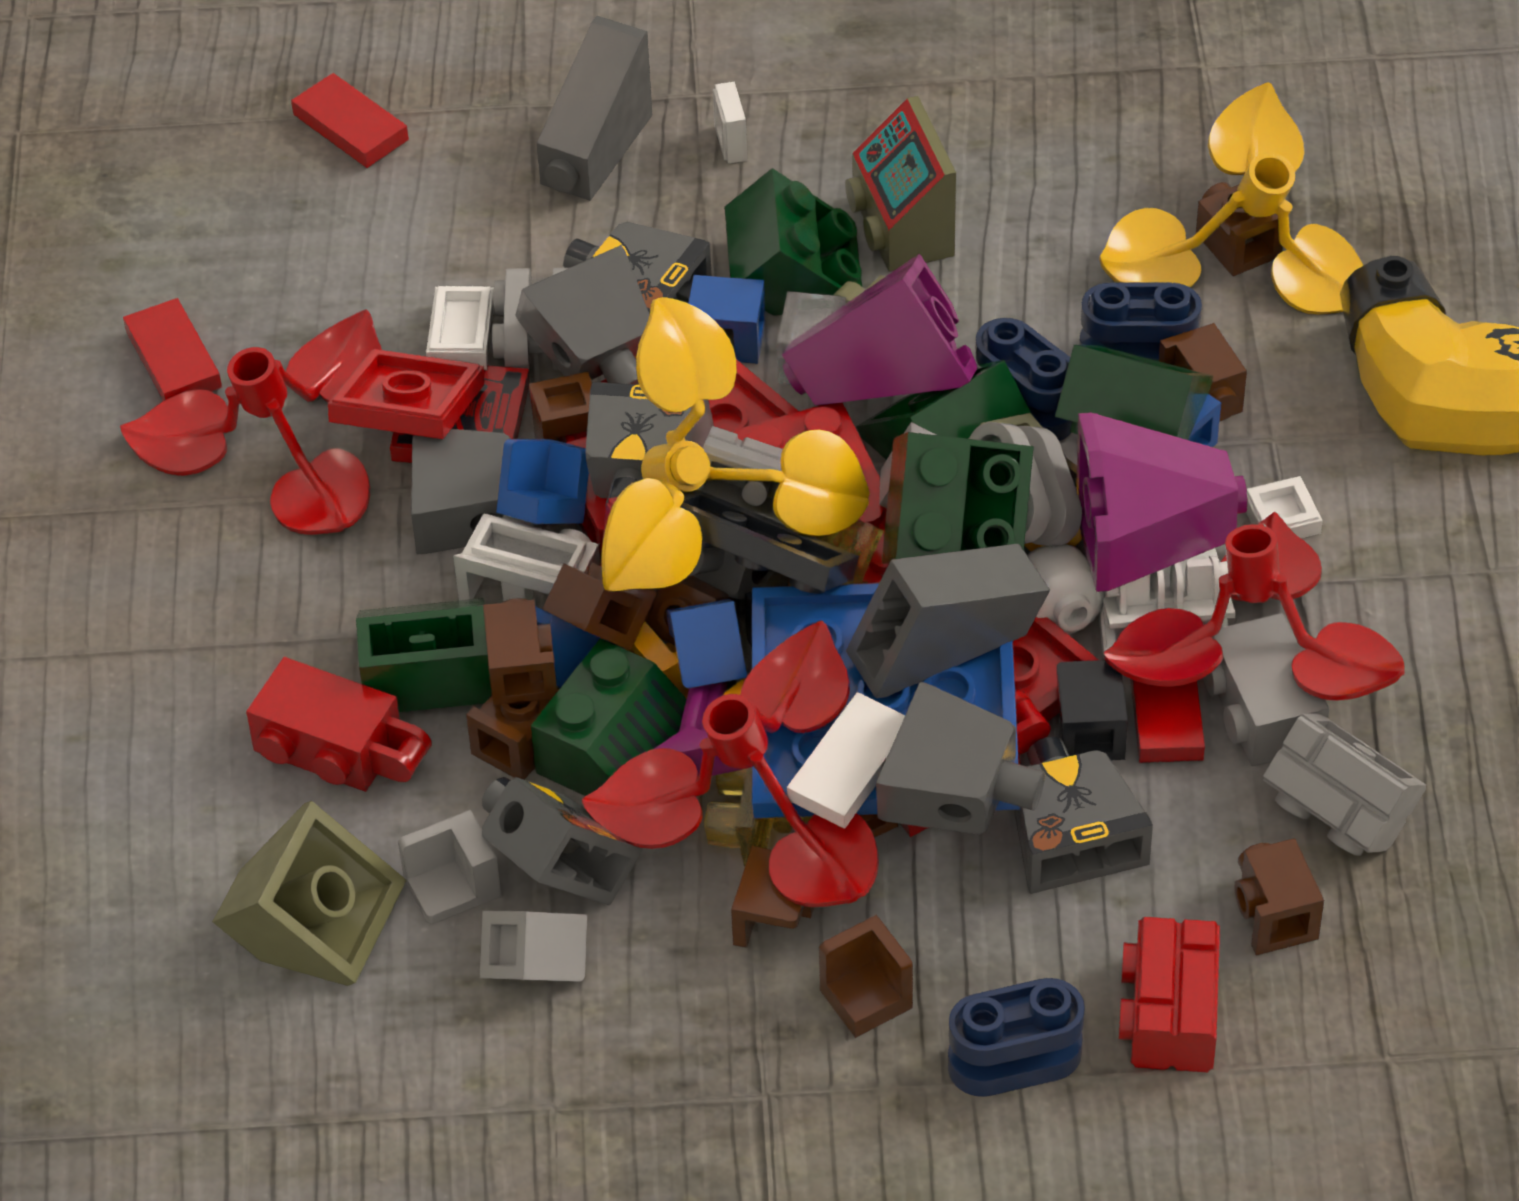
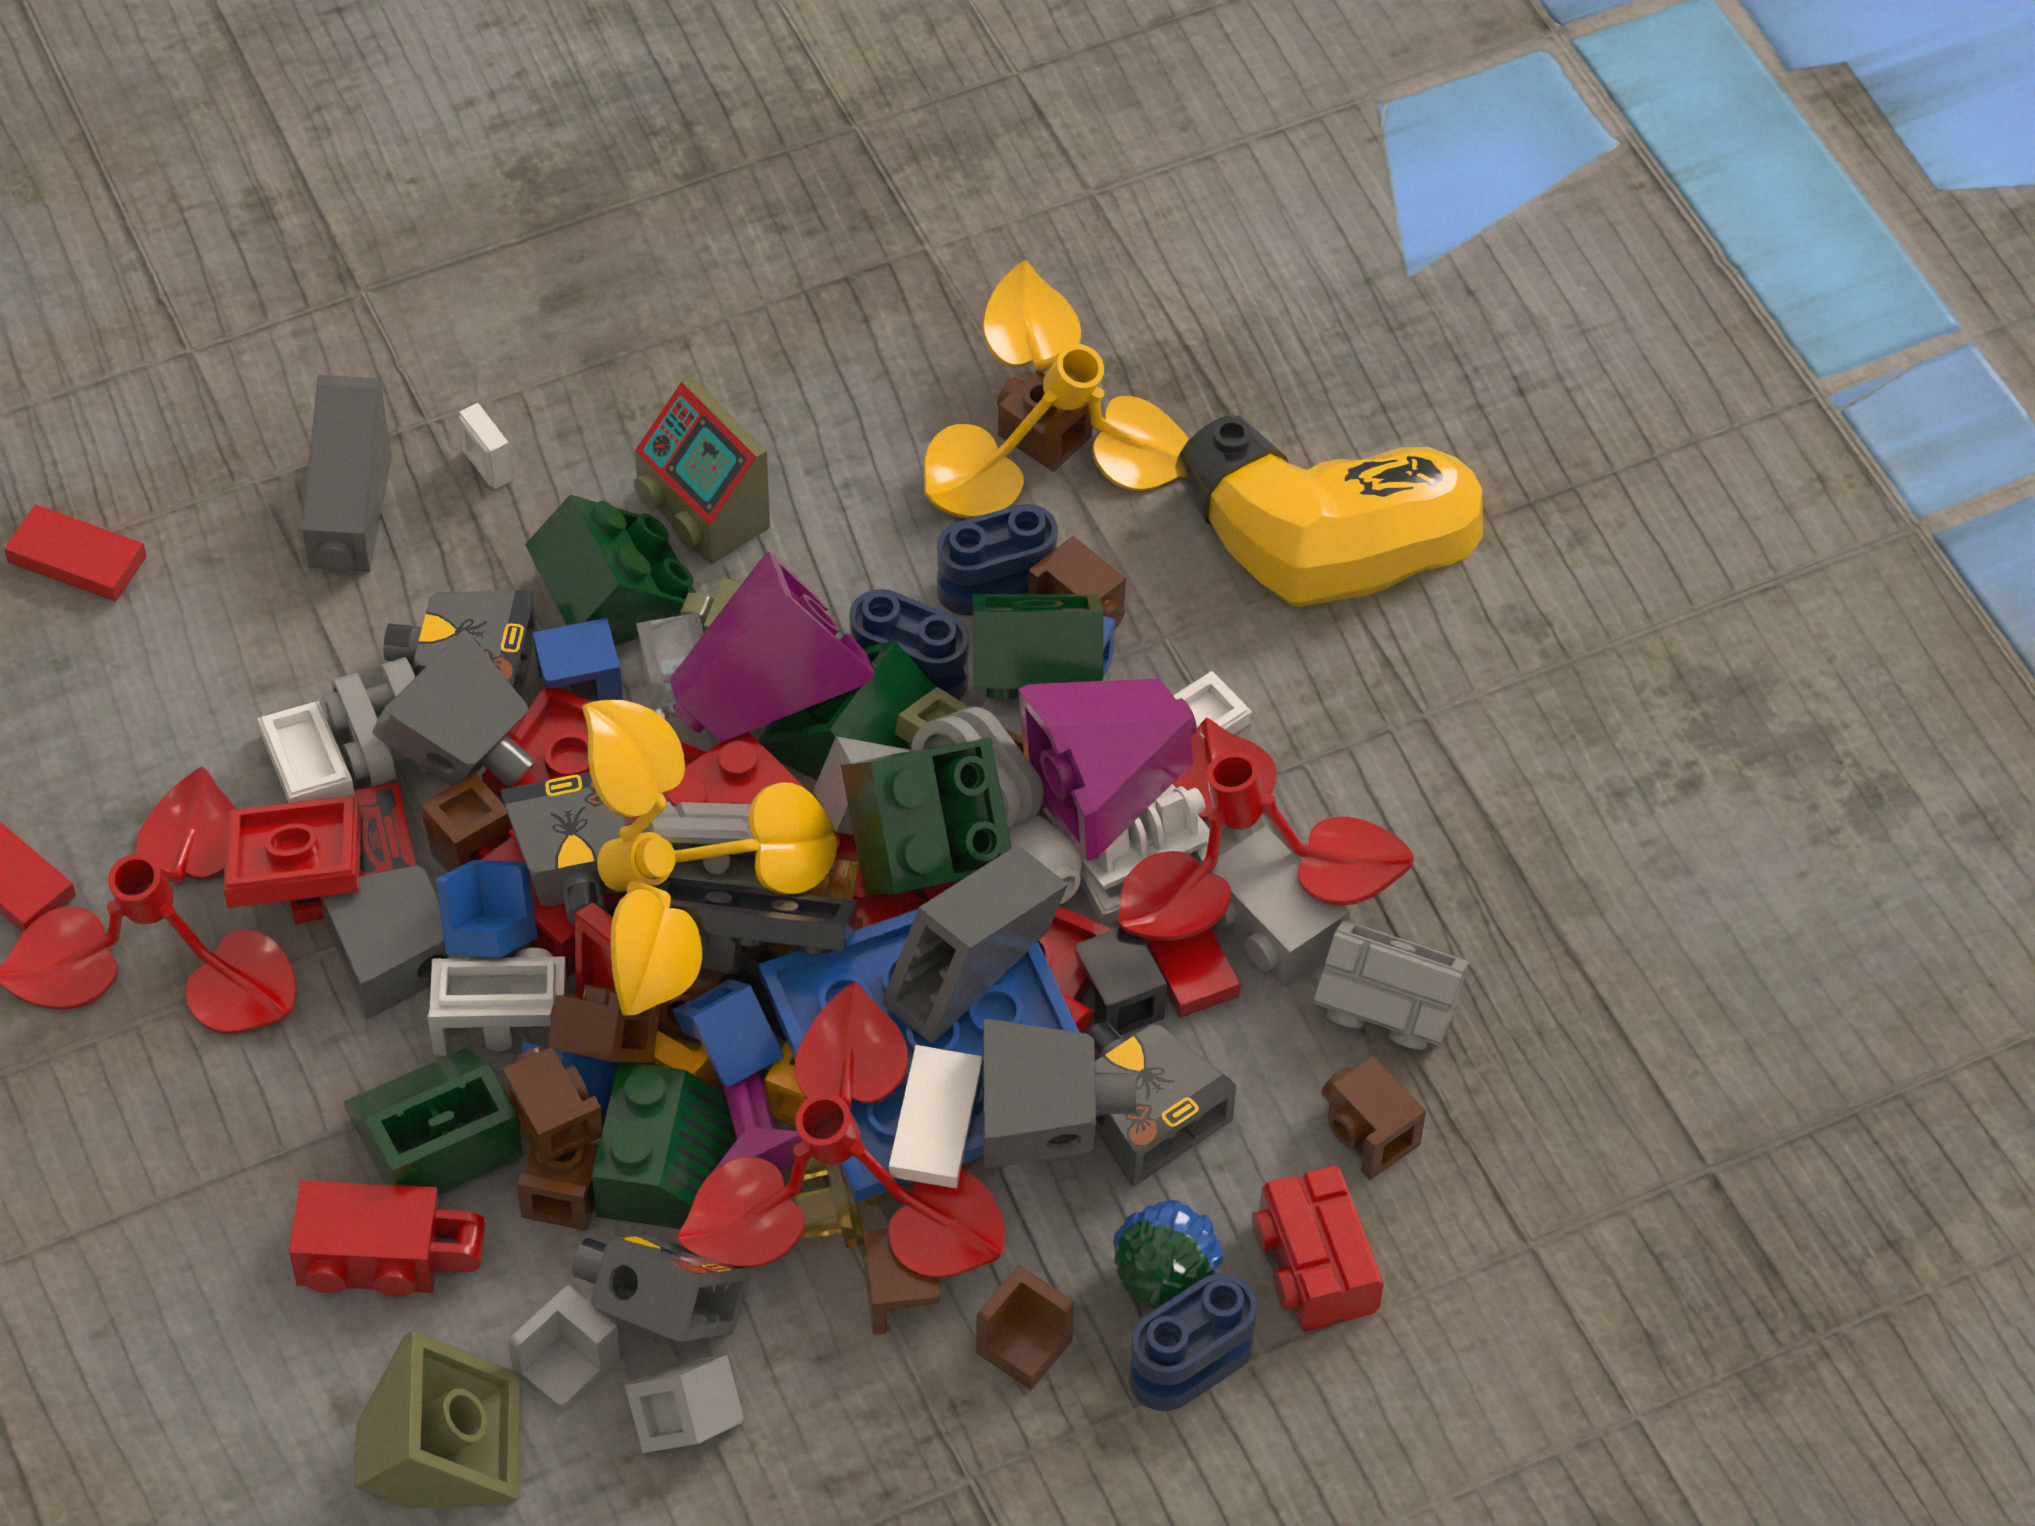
camera: 25 degrees left, 5 degrees up
(1023, 945) = (1165, 1251): none -> dark green piece

